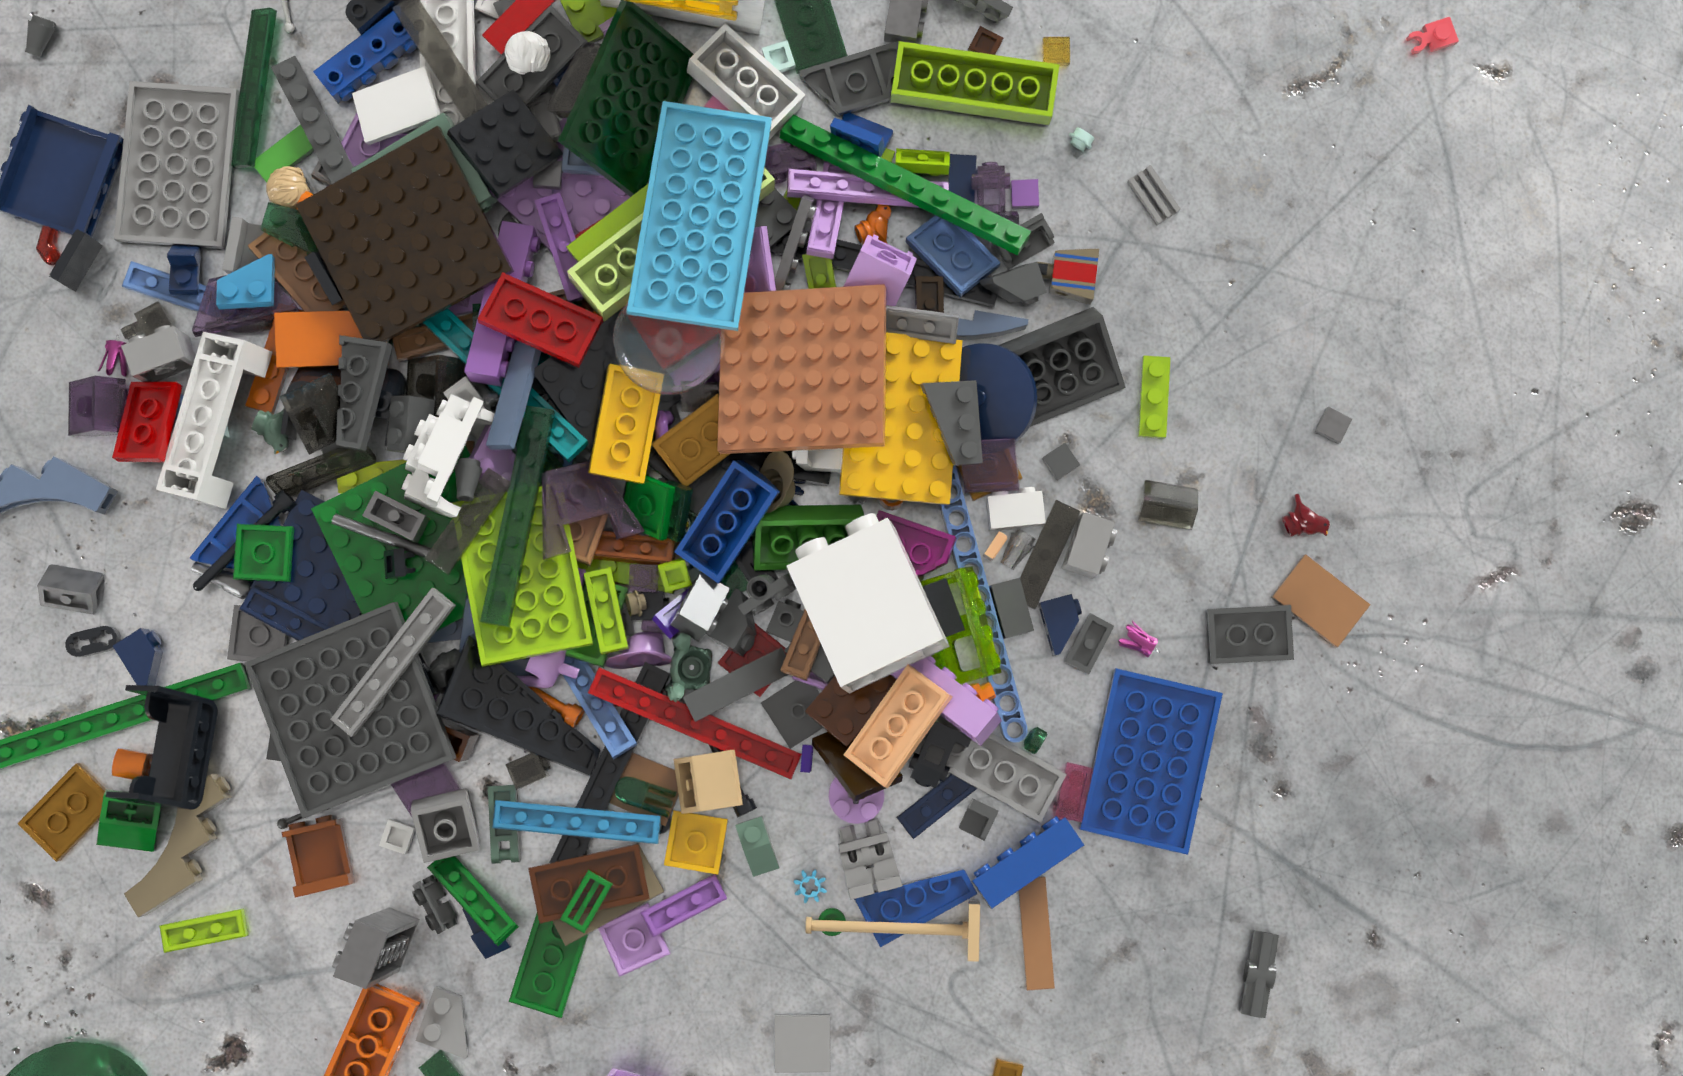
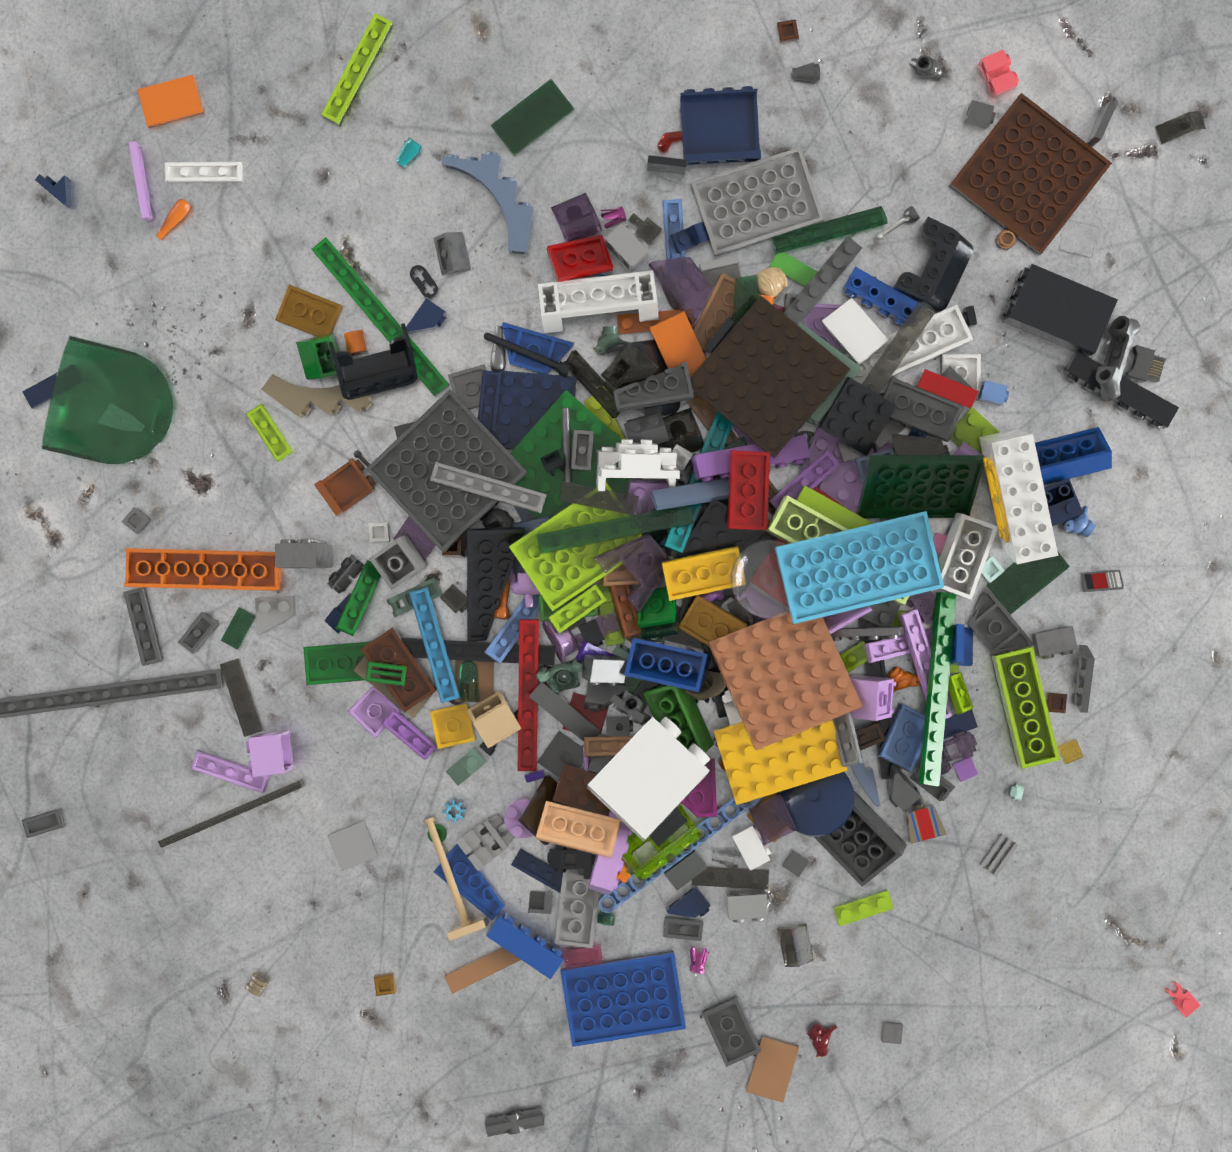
camera: 65 degrees right, 5 degrees up
(248, 286) = (695, 286): dark azure wing -> none
(263, 552) = (525, 370): green tile -> none
(467, 478) = (625, 487): dark grey cone -> none
(527, 52) = (923, 405): white hair -> none
(635, 603) = (589, 625): dark tan plate -> none
(674, 575) = (618, 643): lime tile -> none
(958, 419) = (793, 789): dark grey wing -> none
(995, 546) = (722, 843): light nougat tile -> none

